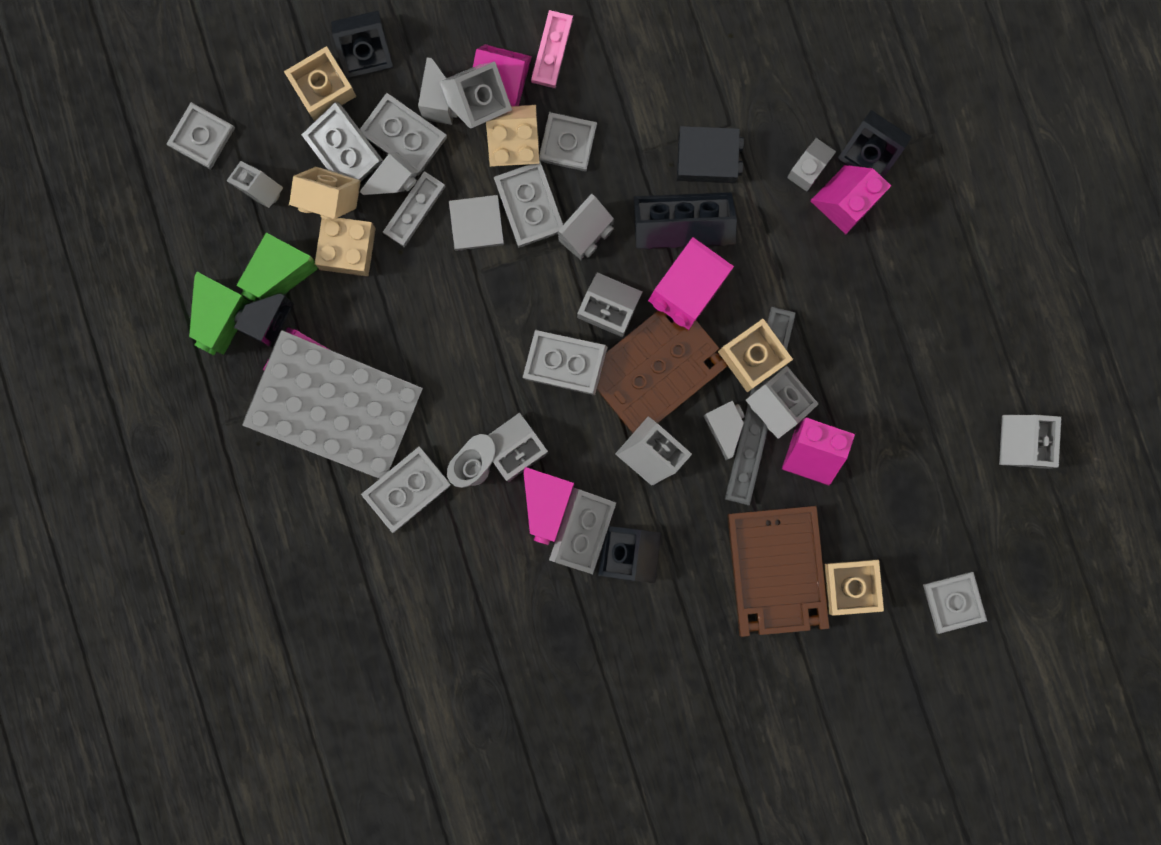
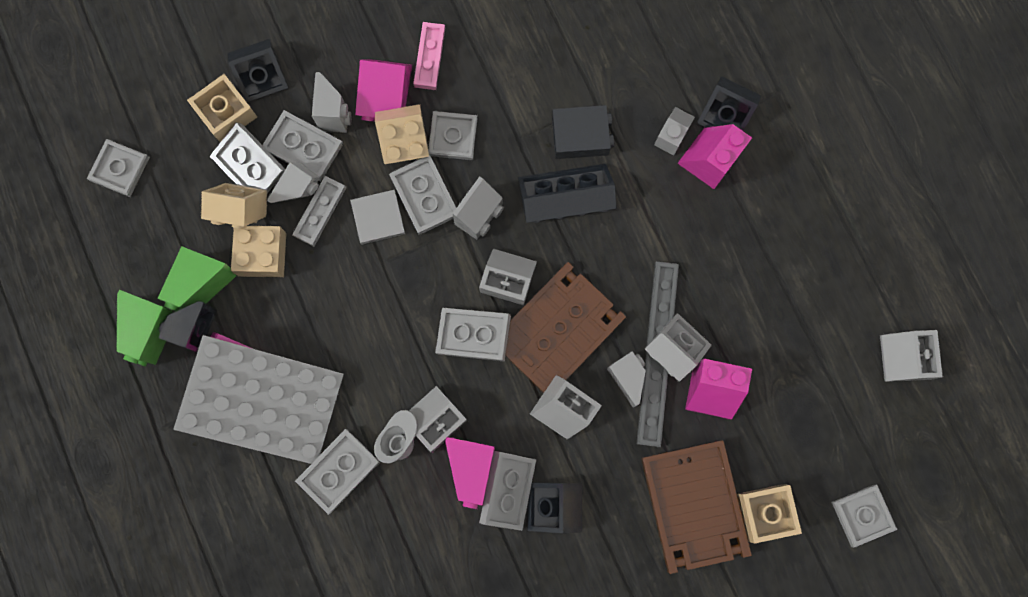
camera: 10 degrees left, 5 degrees down
(255, 184) = (171, 205): light grey slope -> none
(476, 94) = (364, 99): light grey slope -> none
(690, 283) = (580, 248): dark pink slope -> none
(755, 355) = (648, 306): tan brick -> none

